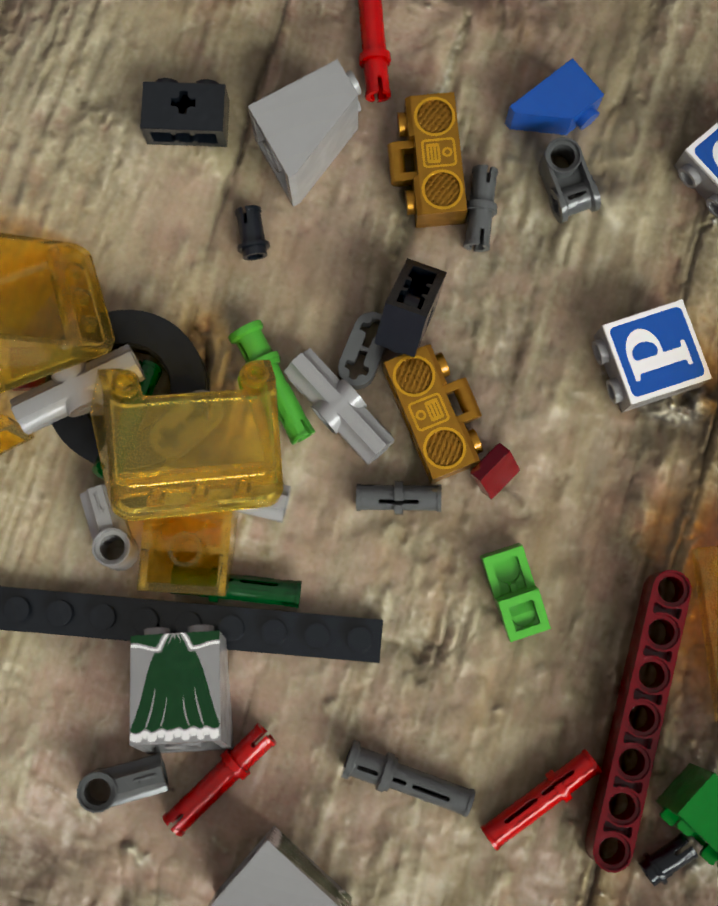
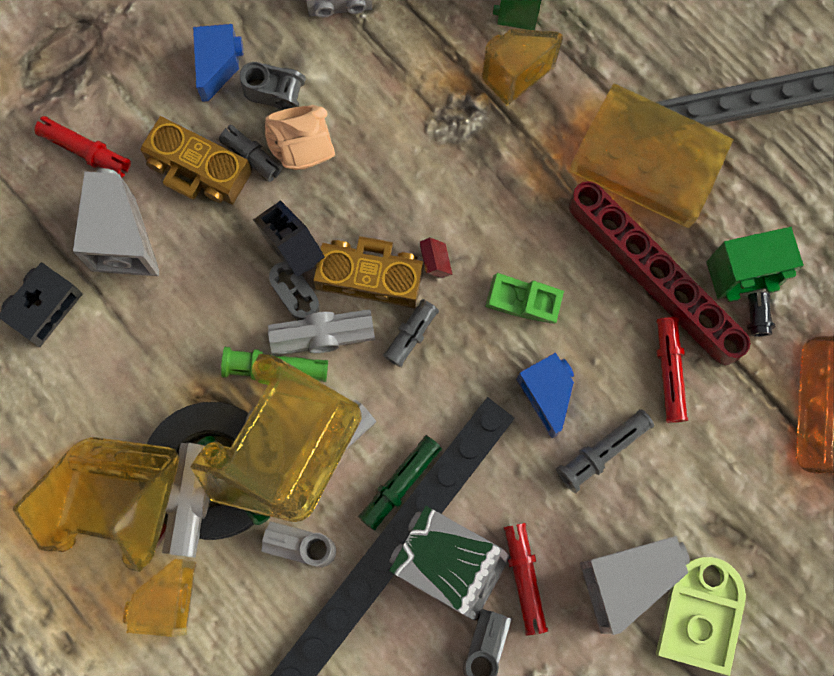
camera: 60 degrees left, 5 degrees down
(188, 554) = (356, 497): clear yellow slope -> none
(251, 233) = (159, 315): black pin -> none
(430, 681) = (548, 390): none -> blue slope
(529, 244) = (299, 136): none -> light nougat piece
(650, 356) = (426, 110): piece -> none

